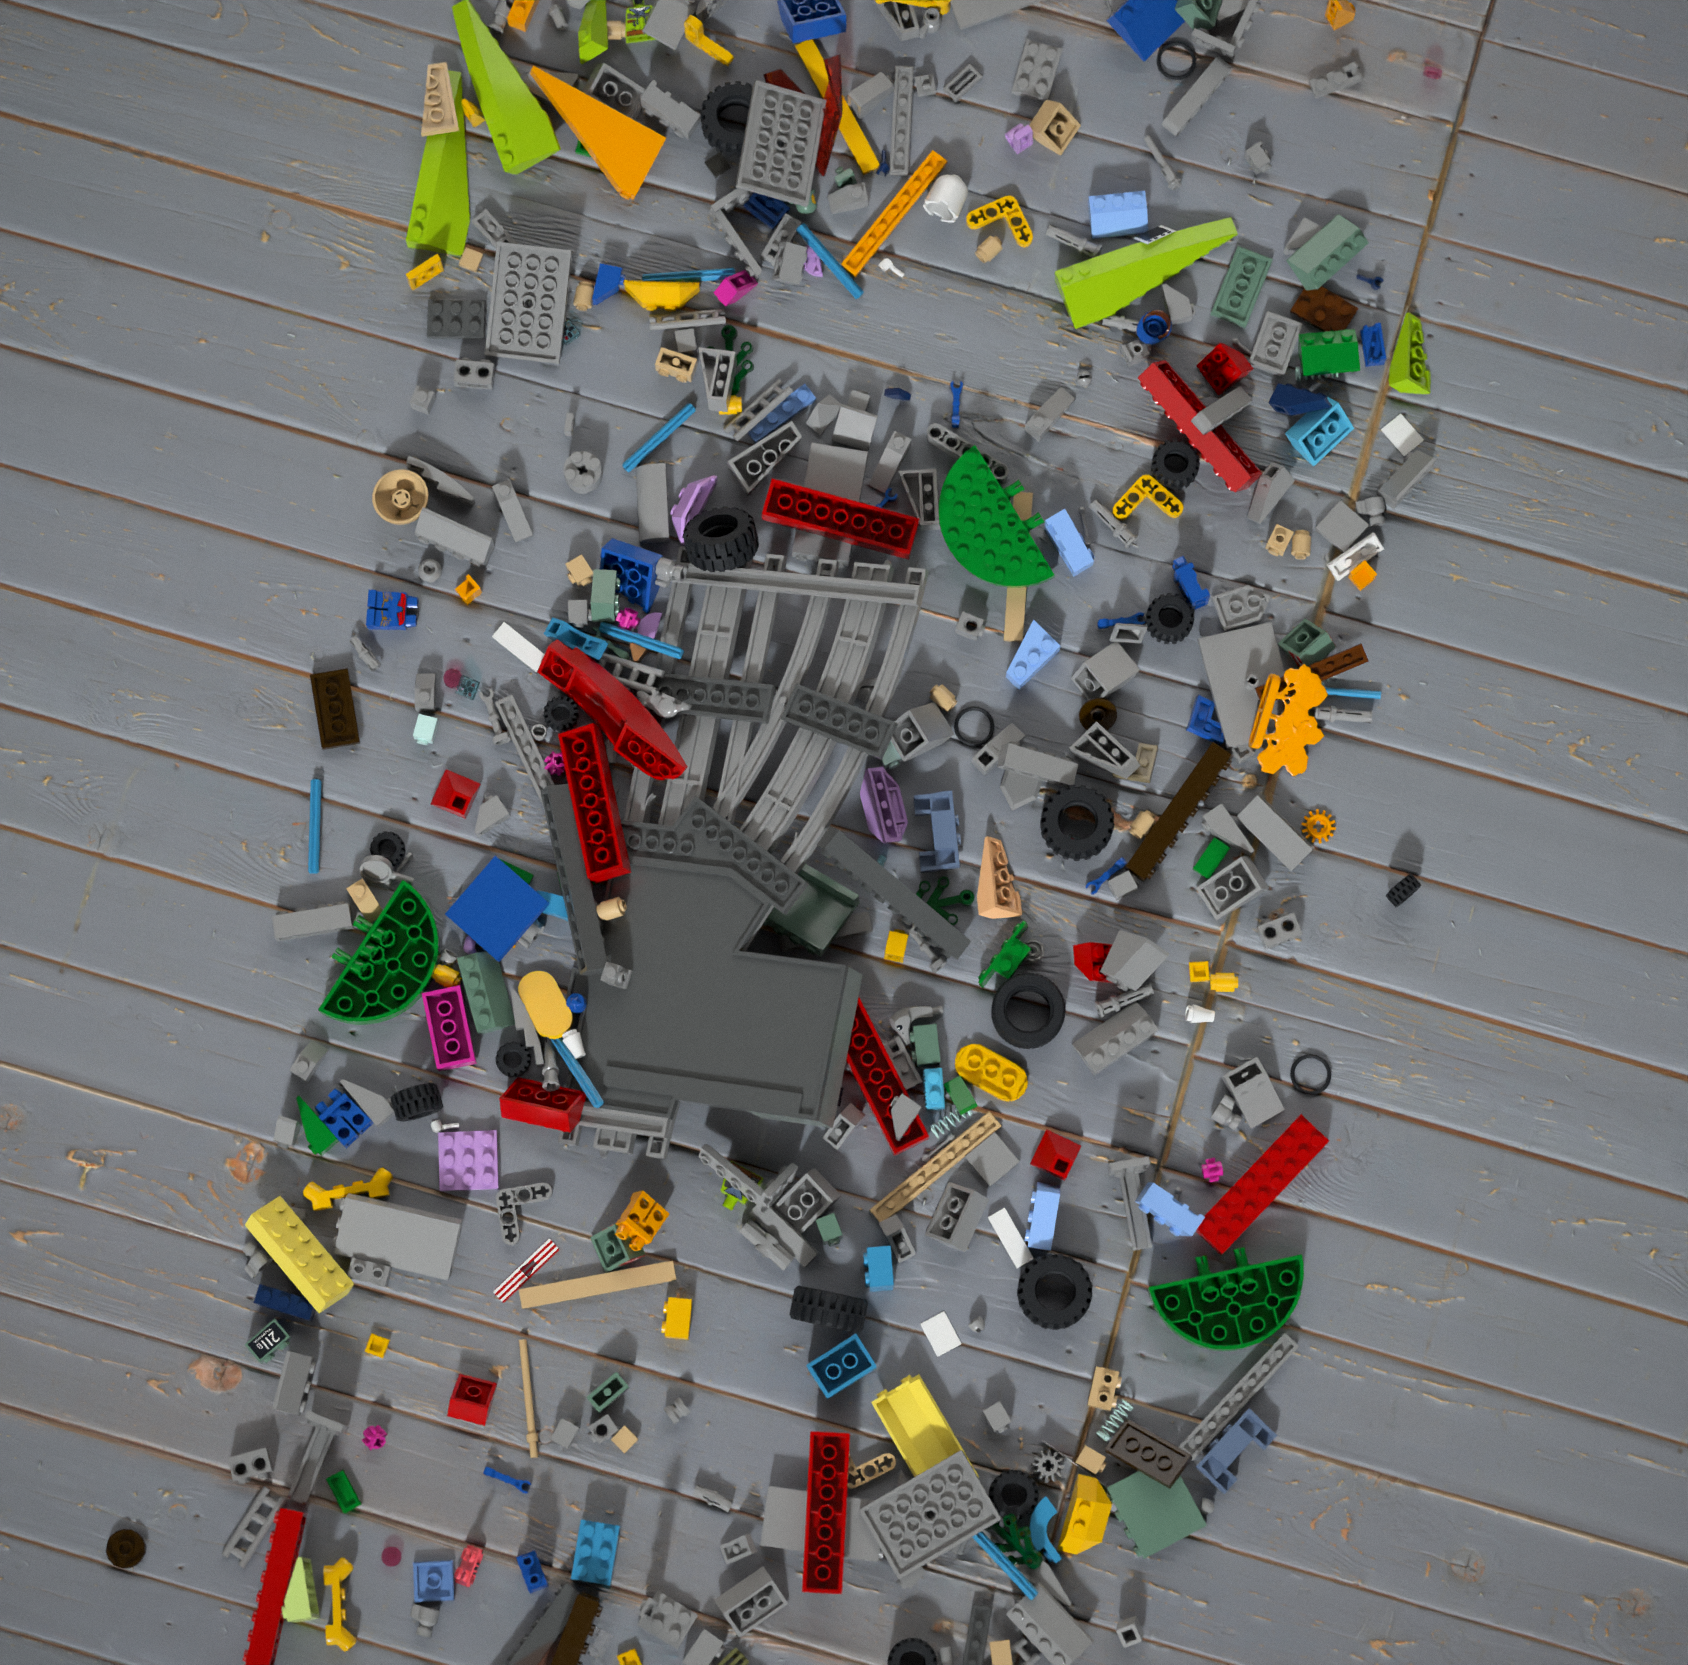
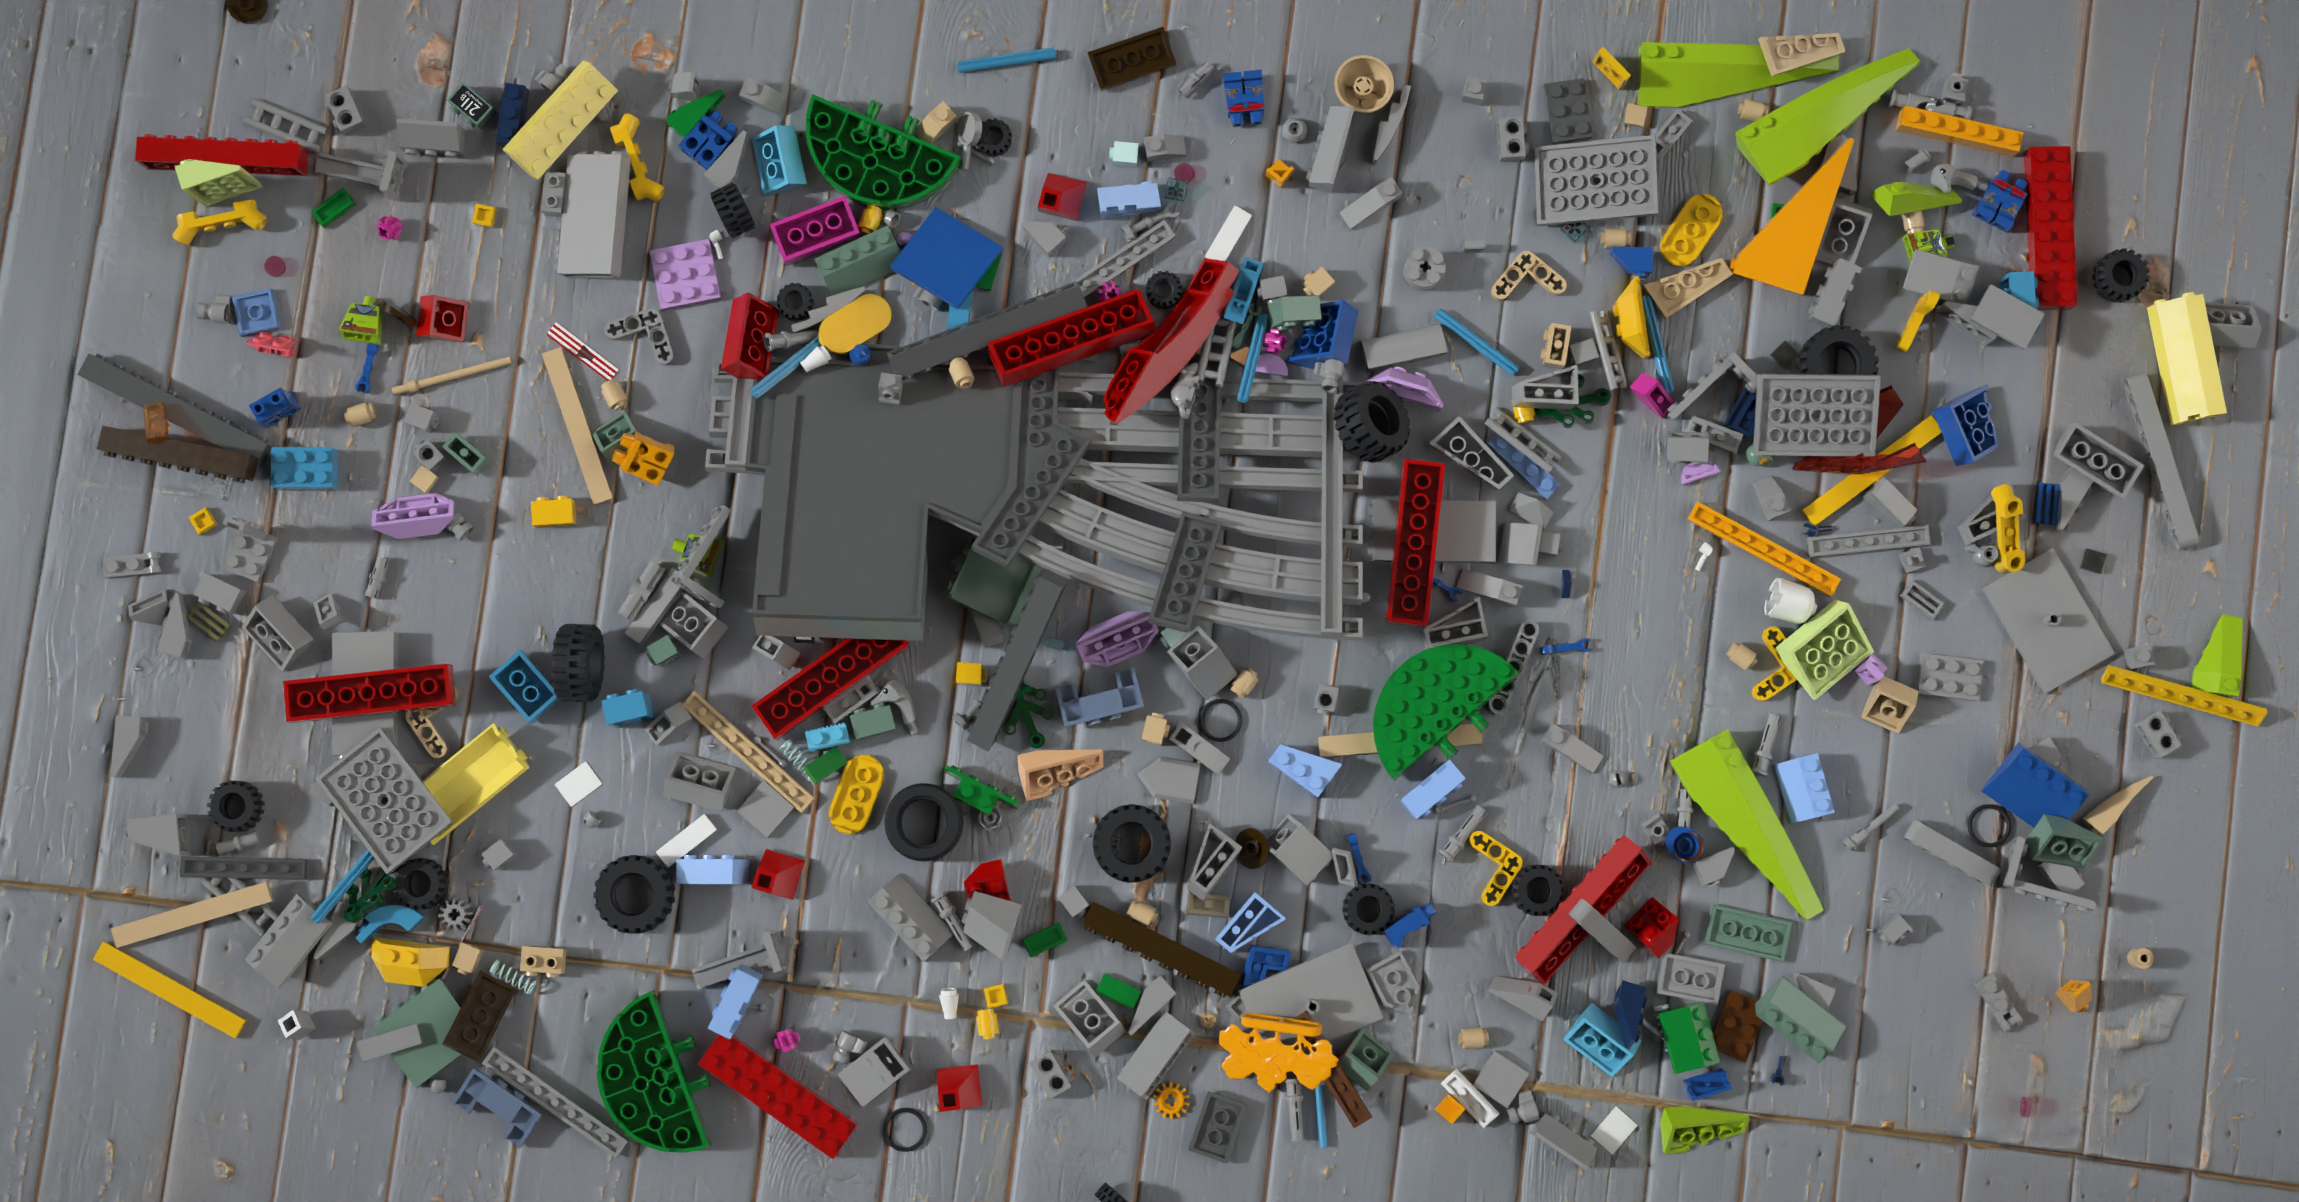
camera: 80 degrees right, 5 degrees up
(313, 921) = (905, 74): light grey brick -> none
(374, 1054) = (778, 160): none -> medium azure slope
(461, 1437) = (399, 313): none -> dark brown tile
(463, 1474) = (363, 322): none -> lime torso
(470, 732) = (1128, 200): none -> light blue wedge
(472, 113) = (1795, 88): yellow slope -> none
(486, 154) = (1752, 110): none -> tan brick
(539, 729) = (1144, 270): light grey hinge -> none
(551, 1491) = (360, 414): none -> tan brick
(574, 1244) = (614, 395): none -> tan brick
(587, 228) = (1691, 230): none -> yellow tile
(599, 378) = (1530, 270): none -> tan beam
(640, 242) = (1681, 289): none -> tan wing
(659, 1450) = (413, 516): none -> lavender wedge
(830, 261) = (1698, 489): dark azure axle -> none
(844, 178) = (1792, 490): sand green tile -> none
(903, 1113) = (791, 707): light grey slope -> none
(974, 784) = (1155, 729): none -> tan brick
(994, 173) = (1825, 648): none -> yellowish green slope
(1037, 764) = (1185, 792): light grey brick -> none
(1106, 875) = (1082, 883): blue piece -> none
(1153, 918) = (1044, 939): none -> green tile
(1154, 234) = (1788, 830): black sticker -> none
(1160, 1542) = (389, 1042): none -> light grey tile
(1166, 728) = (1249, 922): none -> light blue wedge
(1279, 540) = (1473, 1013): tan brick -> none
(1279, 1017) = (959, 1088): none -> red slope
(1349, 787) = (1217, 1127): none -> dark grey plate

